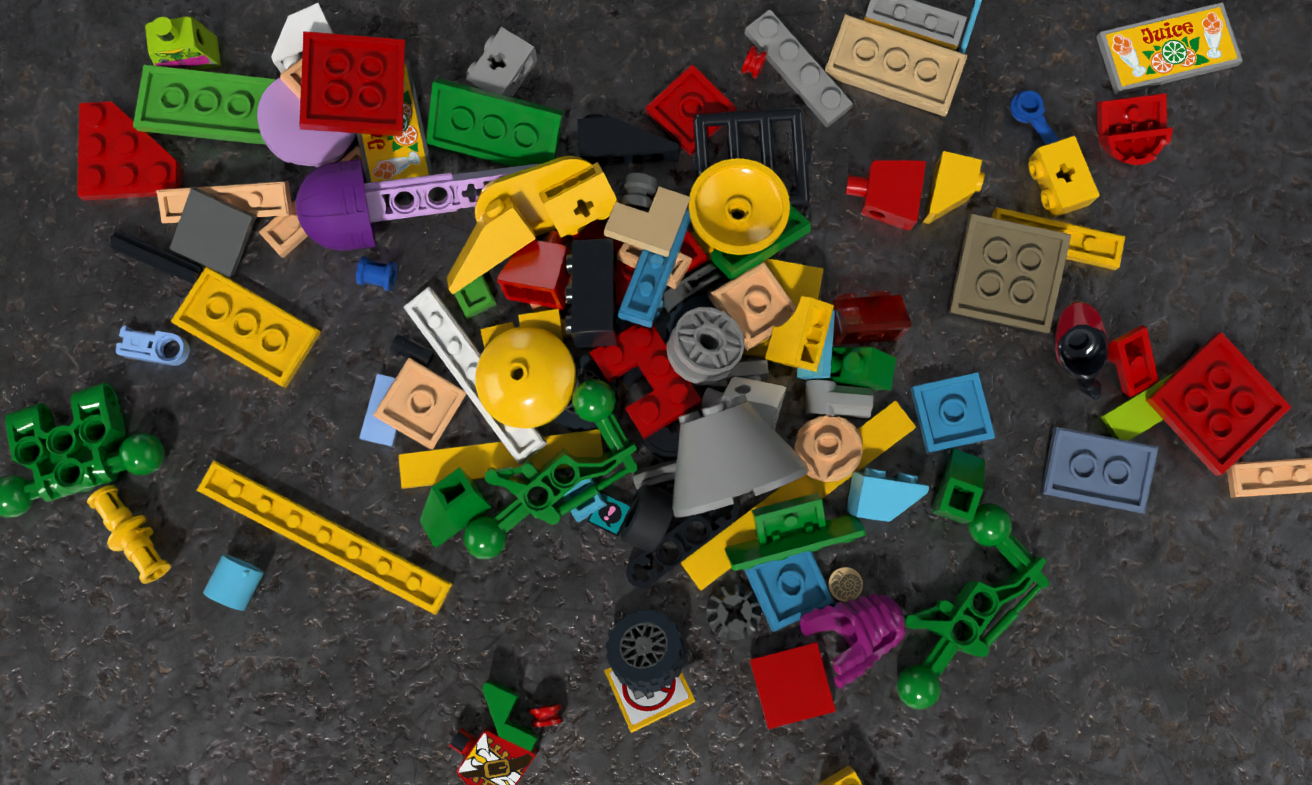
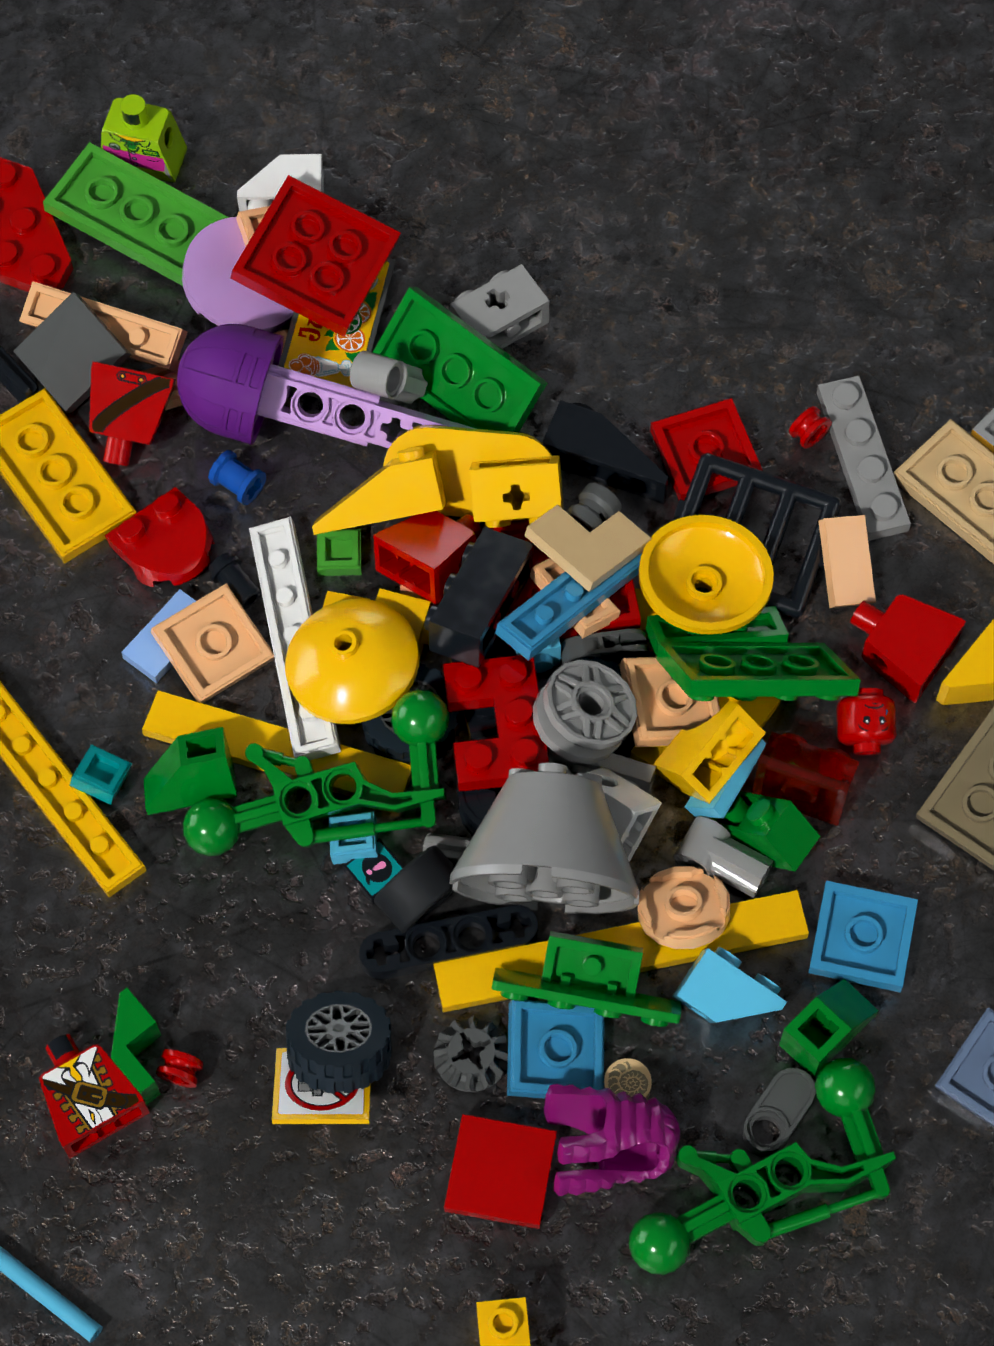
camera: 25 degrees right, 15 degrees down
(272, 257) = (126, 408): none -> red torso
(349, 342) = (164, 540): none -> red slope
(389, 533) = (100, 774): none -> teal tile
(449, 156) = (387, 377): none -> light grey piece
(805, 261) = (757, 670): none -> green plate
(824, 151) = (847, 561): none -> light nougat tile
(888, 261) = (866, 721): none -> red head
(954, 550) = (784, 1104): none -> dark grey piece

